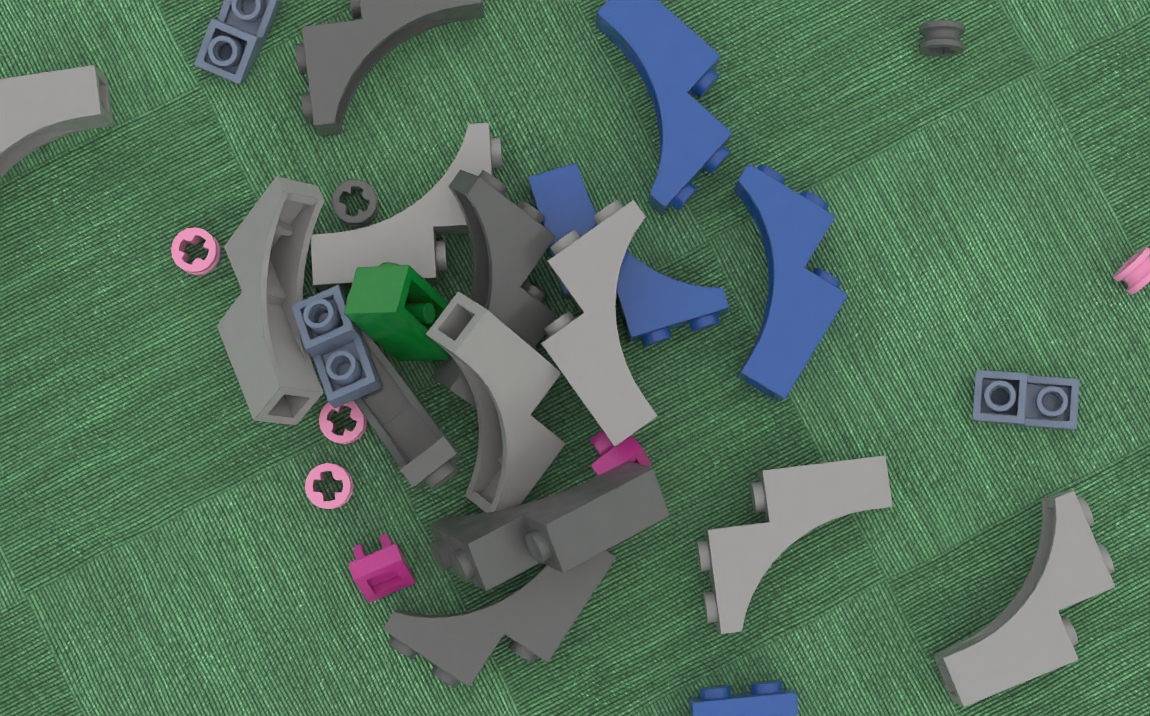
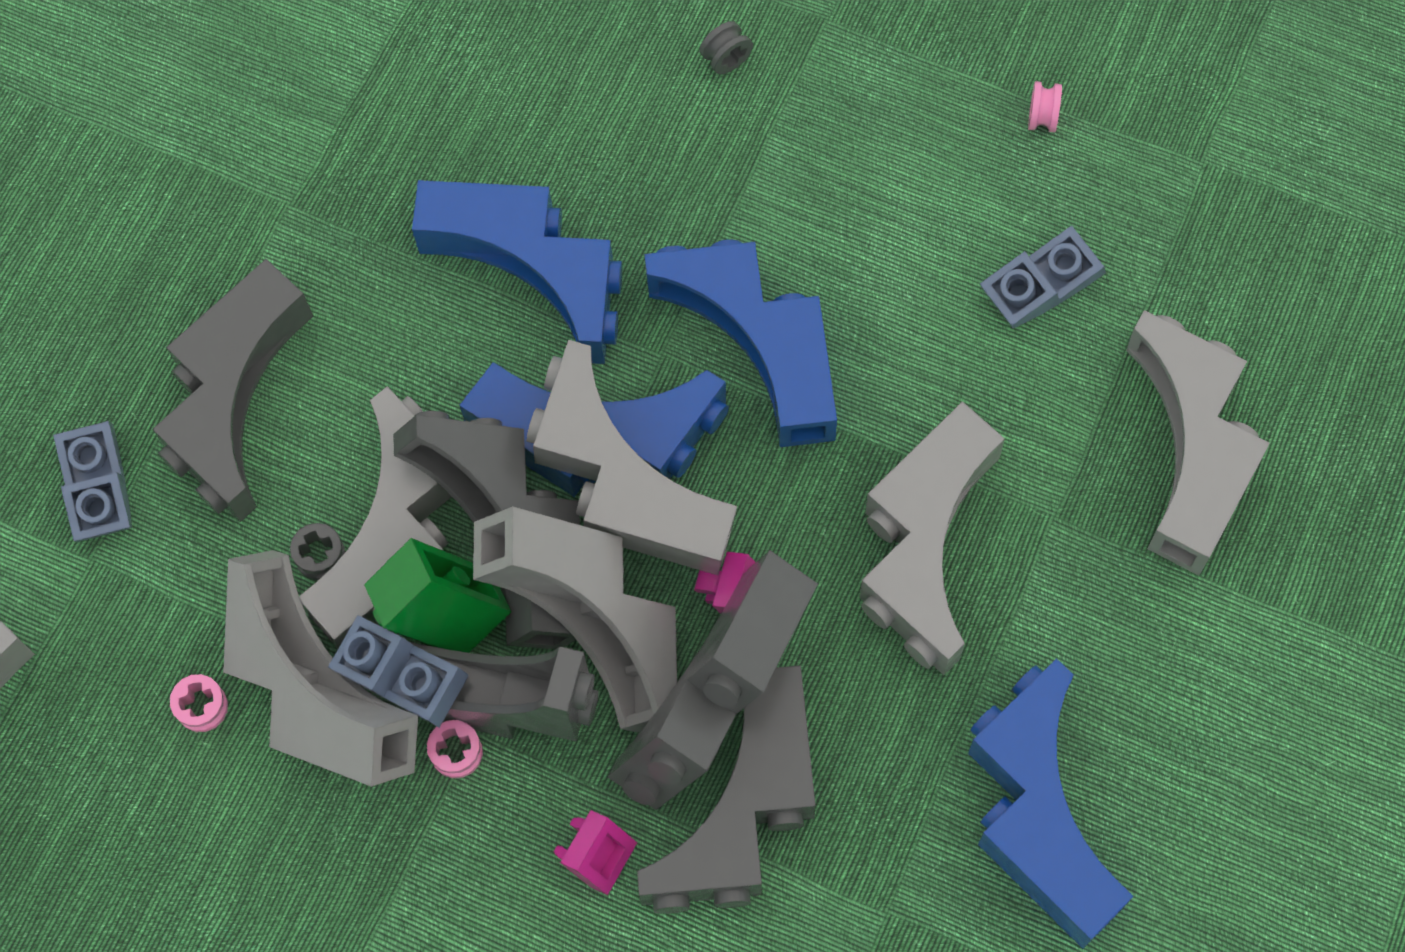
camera: 30 degrees left, 15 degrees down
(319, 498) = (484, 835): bright pink bush -> none

